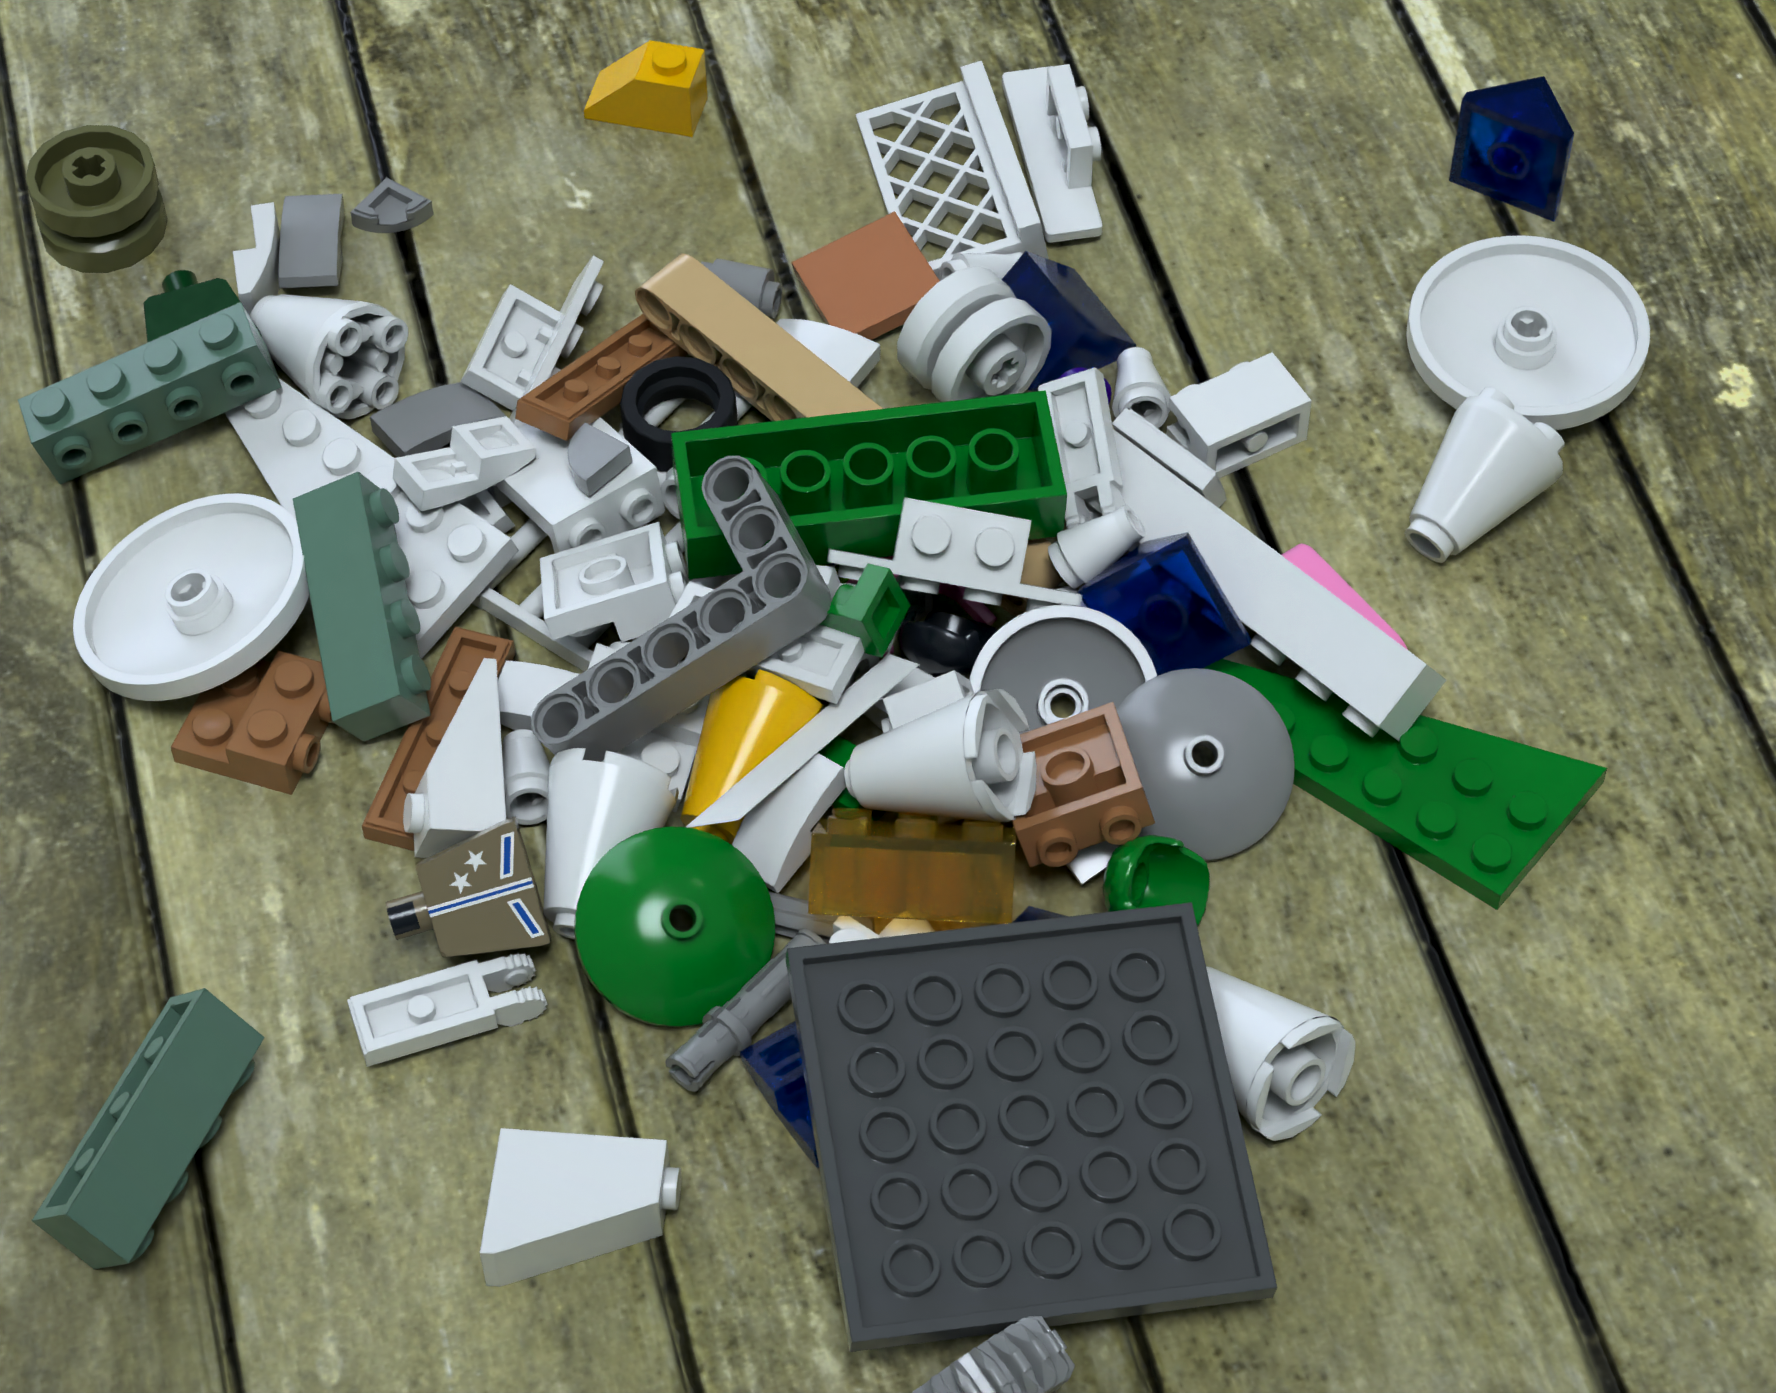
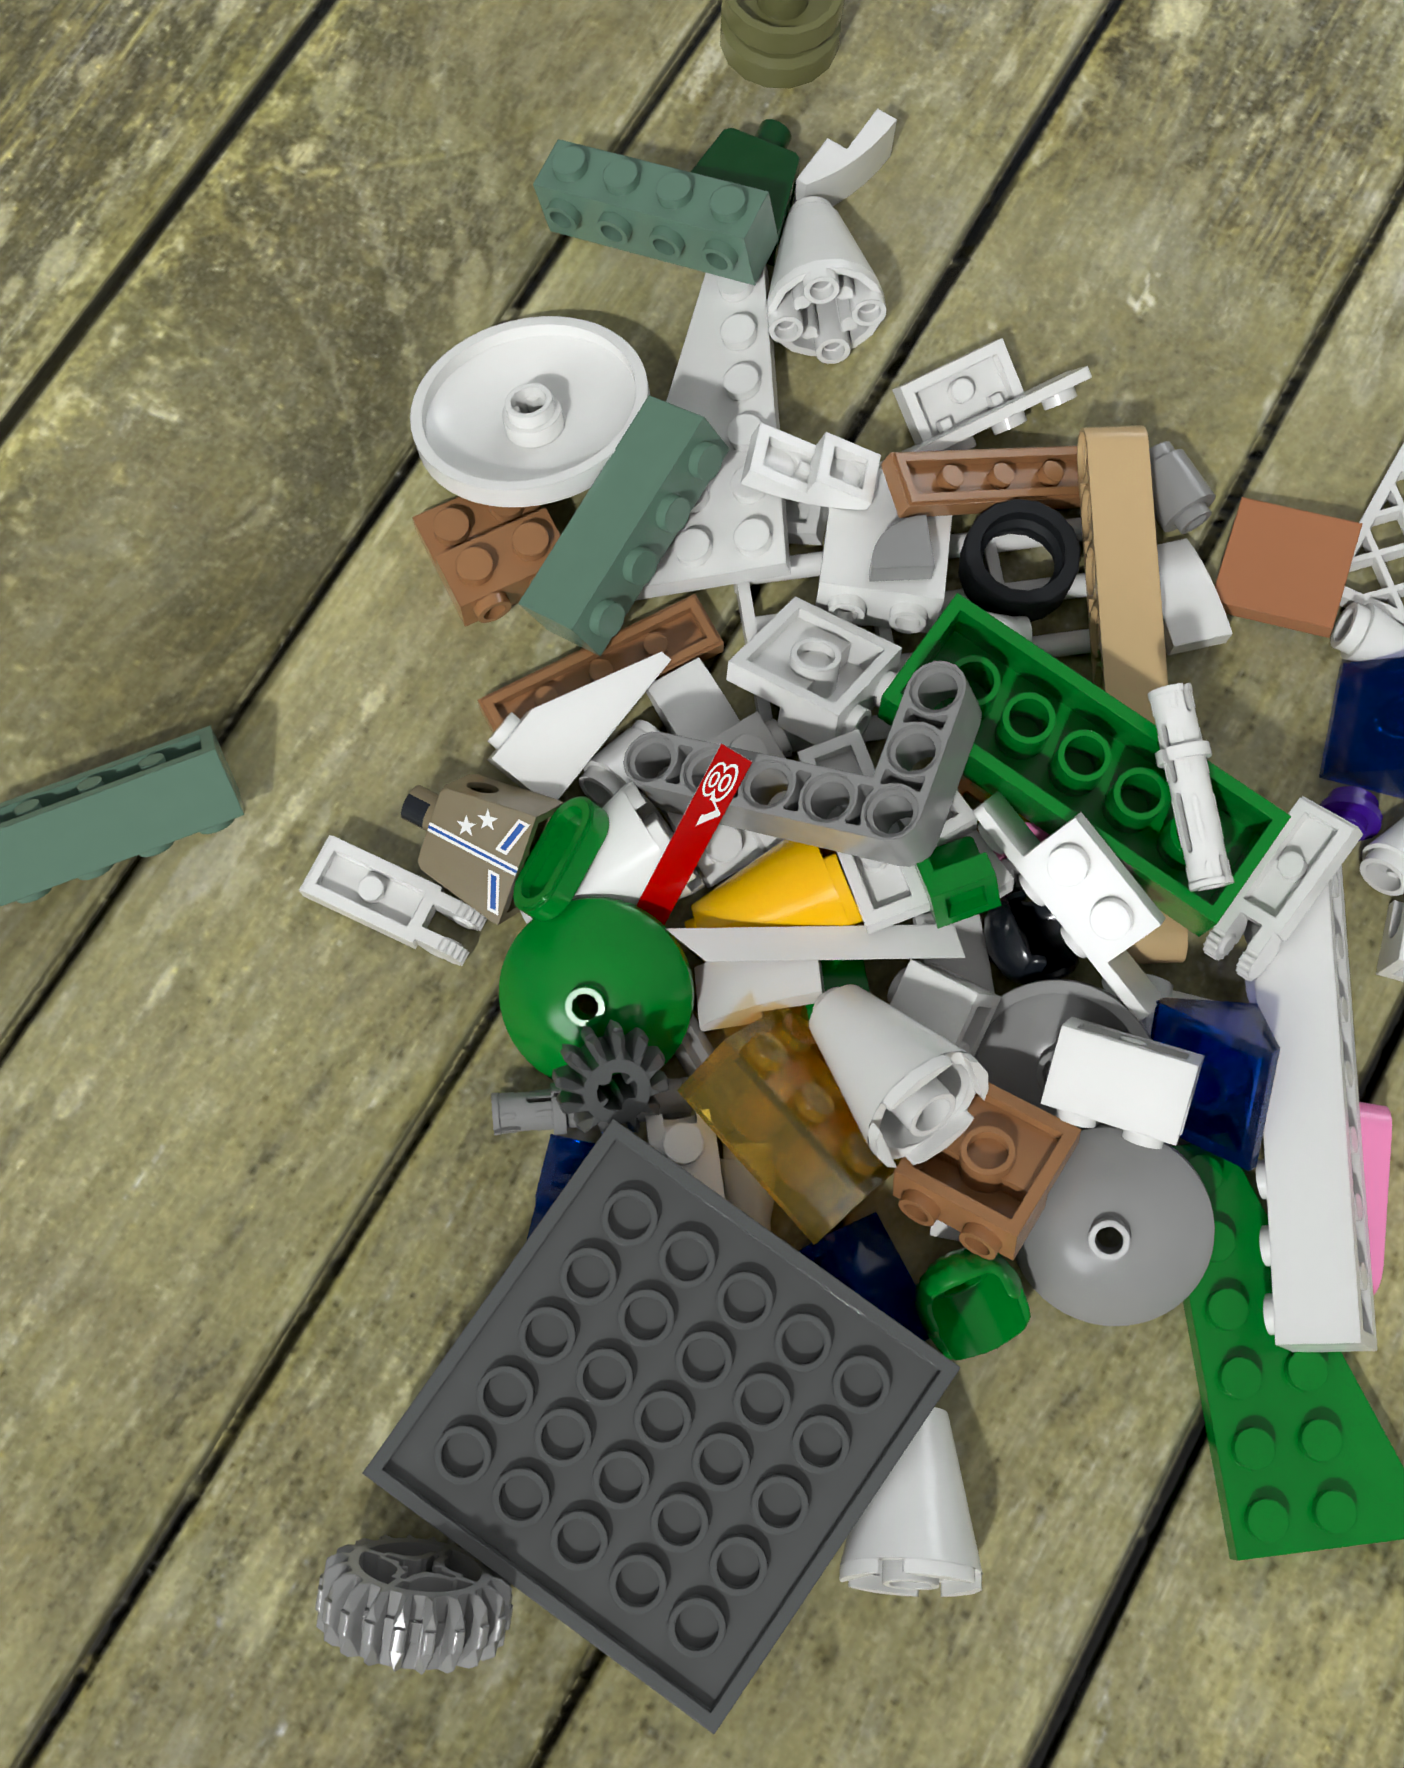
camera: 40 degrees right, 20 degrees up
(311, 241) = (903, 172): light grey slope -> none
(391, 209) = (991, 194): light grey tile -> none
(427, 418) = (846, 406): light grey slope -> none
(557, 845) = (561, 859): none -> green tile
(572, 1200) = (322, 1139): white slope -> none
(644, 729) = (694, 832): none -> red sticker
(652, 89) = (1284, 252): yellow slope -> none
(748, 949) = (593, 1066): none -> dark grey gear
(941, 406) = (1187, 772): none -> white pin
(973, 338) = (1302, 701): white wheel -> none
(1094, 545) = (1207, 972): white cone -> none
(1108, 647) = (1121, 1082): none -> white brick
(1170, 455) = (1362, 936): white tile -> none

